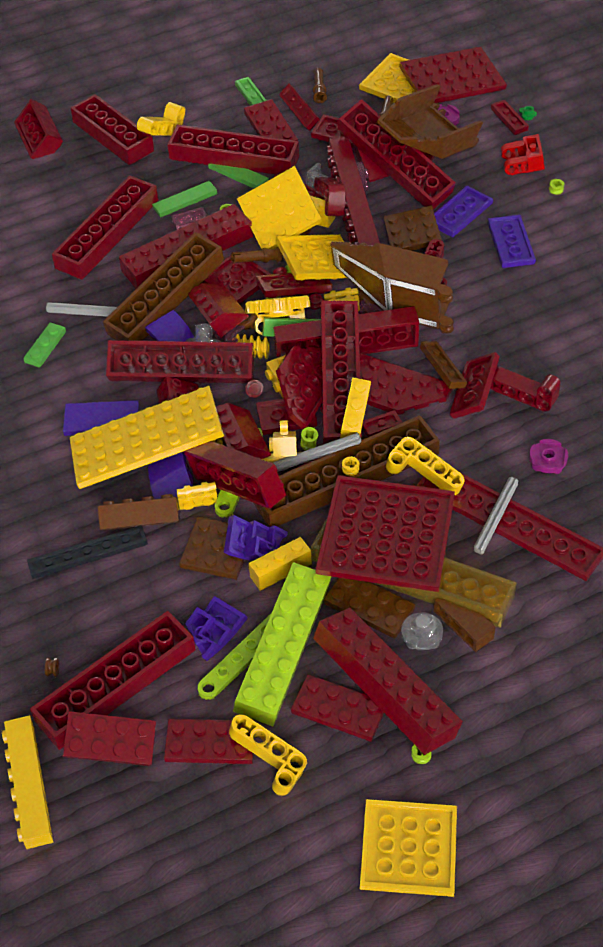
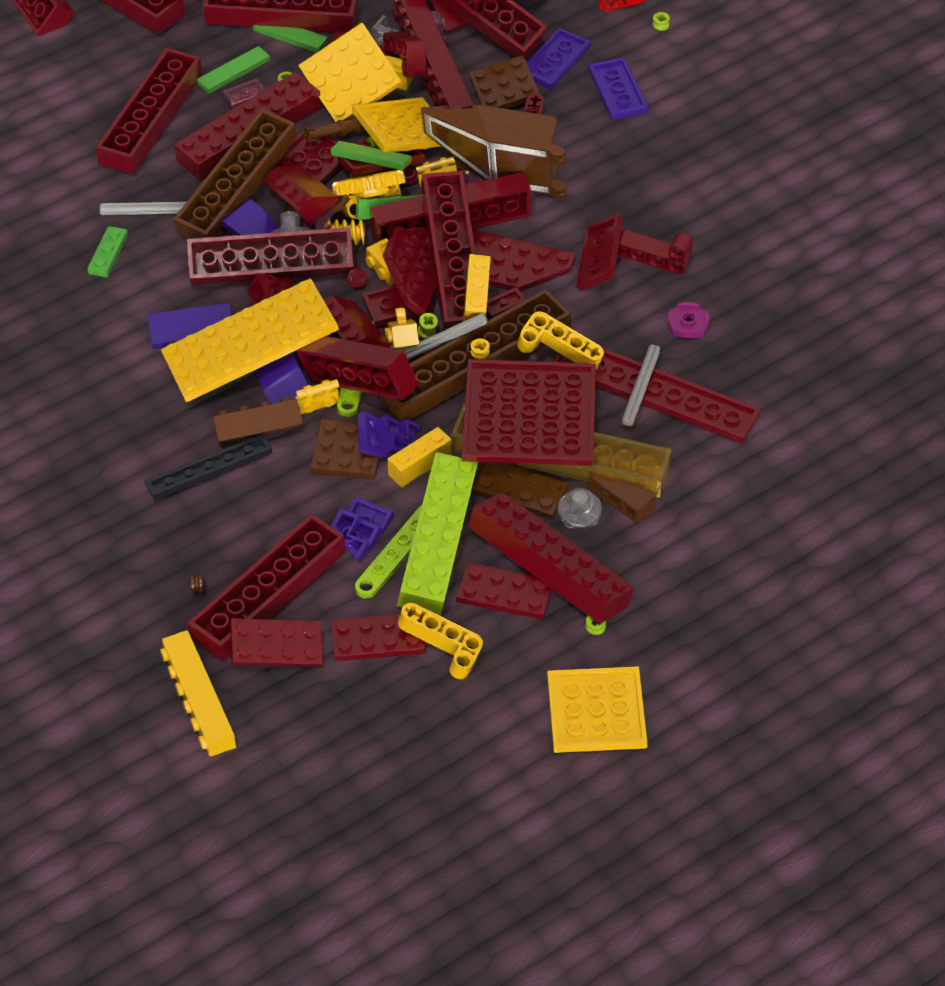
camera: 10 degrees left, 0 degrees up
(284, 280) = (371, 155): none -> bright green tile
(443, 364) = (562, 233): reddish brown plate -> none

